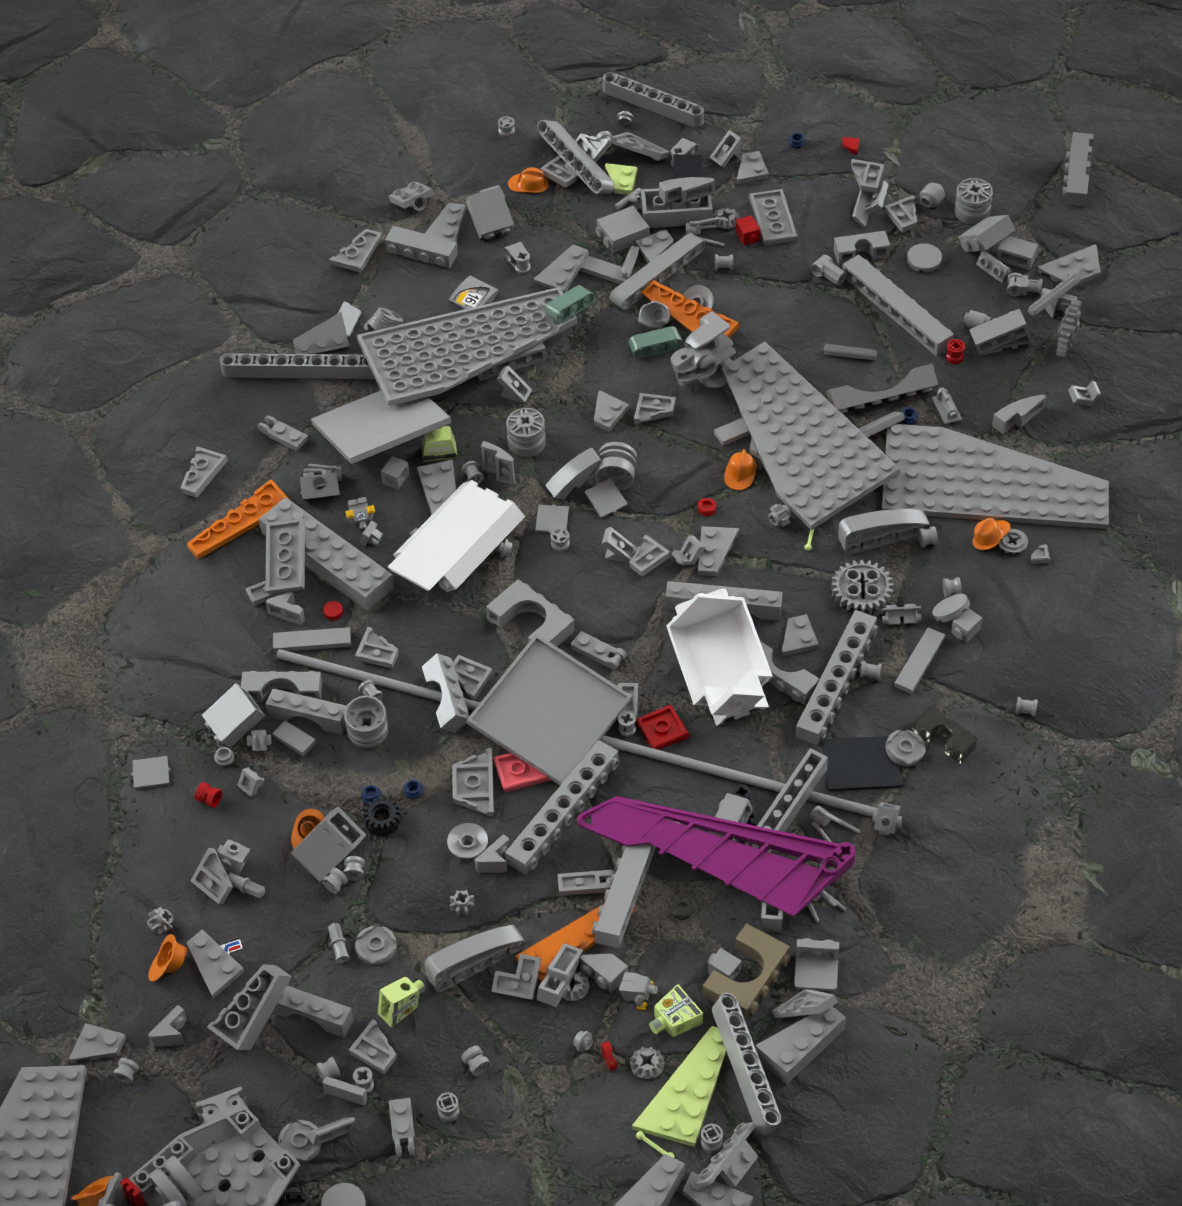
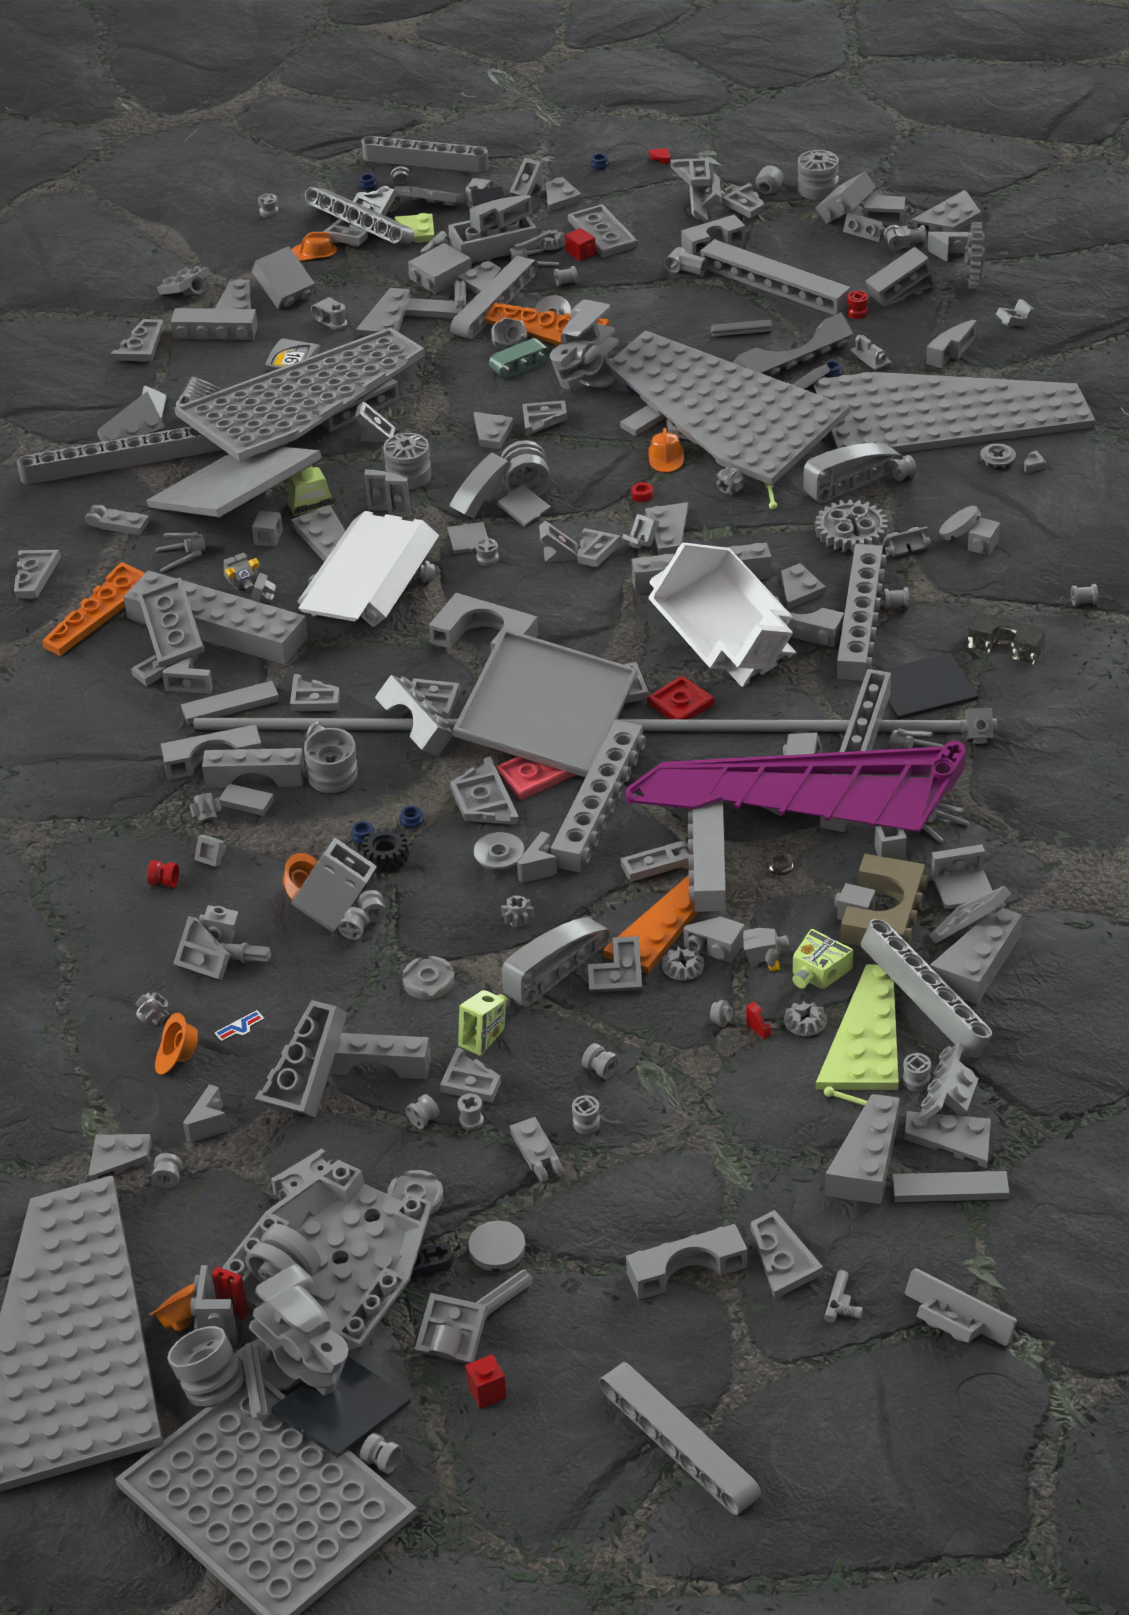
camera: 15 degrees left, 10 degrees down
(151, 772) = (81, 870): light grey piece -> none
(213, 962) = (235, 1038): light grey wing -> none
(224, 756) = (167, 834): light grey plate -> none
(232, 715) = (165, 788): brick -> none
(330, 489) = (173, 563): light grey brick -> none
(331, 1131) = (452, 1171): light grey slope -> none
(333, 610) = (244, 670): red tile -> none
(338, 943) = (382, 984): light grey axle -> none
(345, 1091) = (452, 1127): light grey tile -> none
(471, 470) = (357, 506): light grey bush -> none
(559, 975) = (666, 951): light grey slope -> none
(569, 303) = (411, 334): sand green beam -> none
(596, 119) = (367, 182): none -> dark blue plate
(598, 650) = (586, 644): light grey plate -> none
(623, 721) = (639, 702): light grey bush -> none
(905, 747) = (967, 660): light grey tile -> none
(919, 660) = (945, 580): light grey tile -> none
(924, 257) = (785, 234): light grey tile -> none
(952, 587) = (950, 506): light grey wheel -> none
(975, 318) = (865, 272): light grey brick -> none
(989, 533) = (969, 452): orange piece -> none
(1054, 294) = (944, 232): light grey axle -> none
(1077, 169) = (916, 129): light grey wedge -> none

